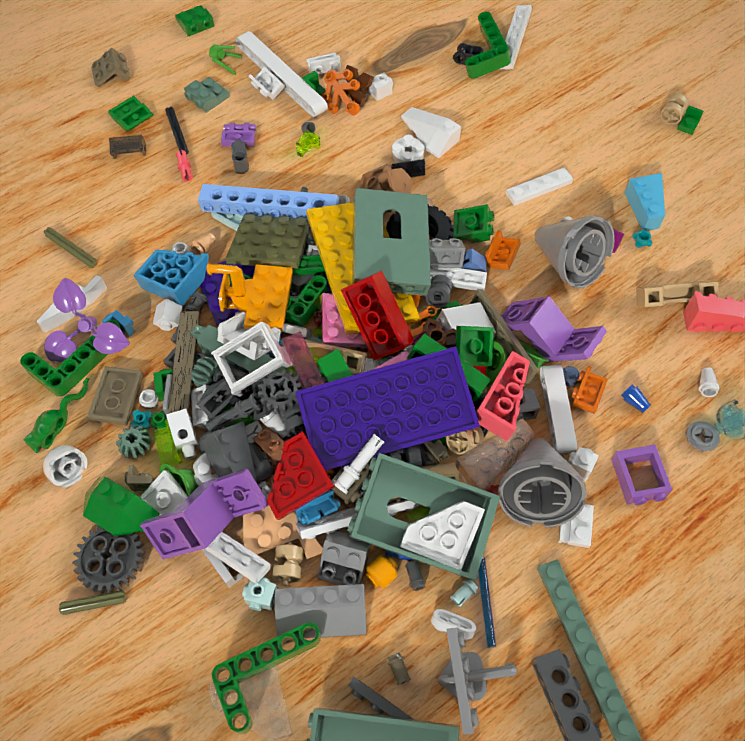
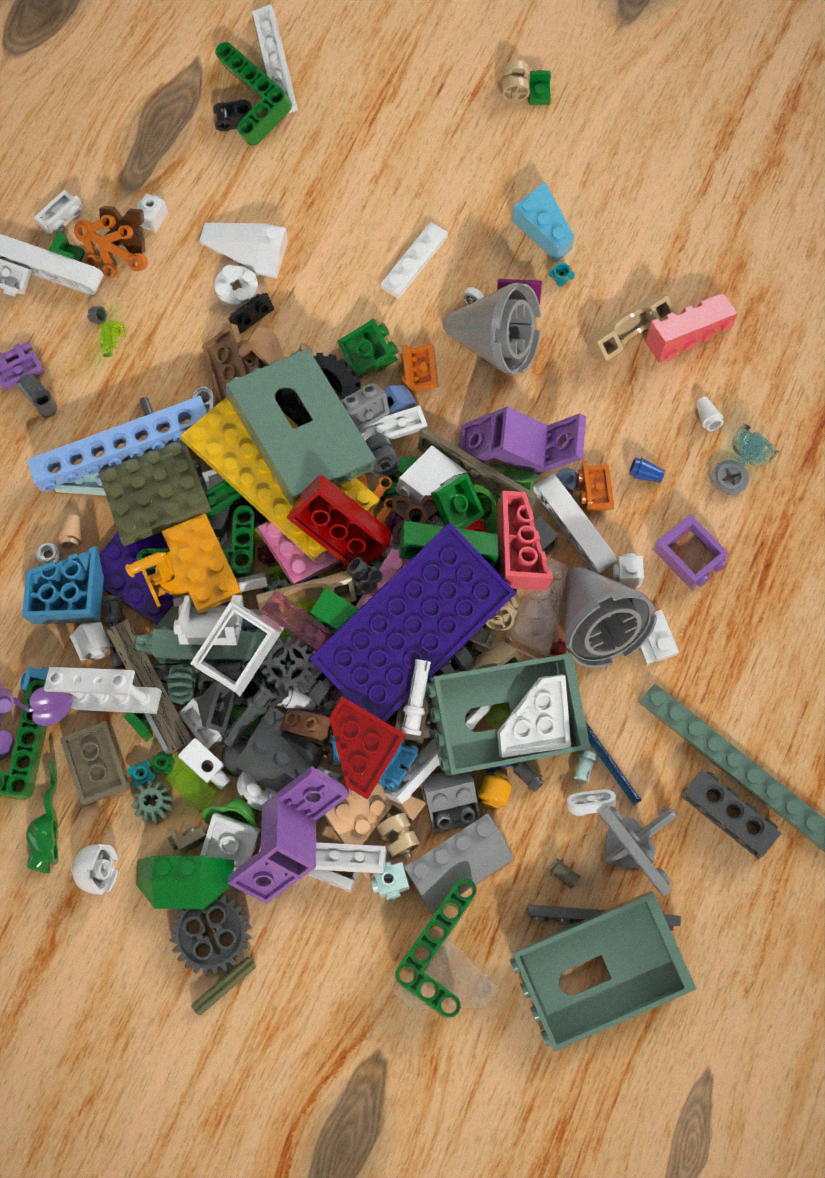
camera: 30 degrees left, 10 degrees up
(148, 345) = (103, 690): none -> white fence
(148, 398) = (133, 746): white plate -> none
(374, 358) = (363, 574): none -> dark grey plate

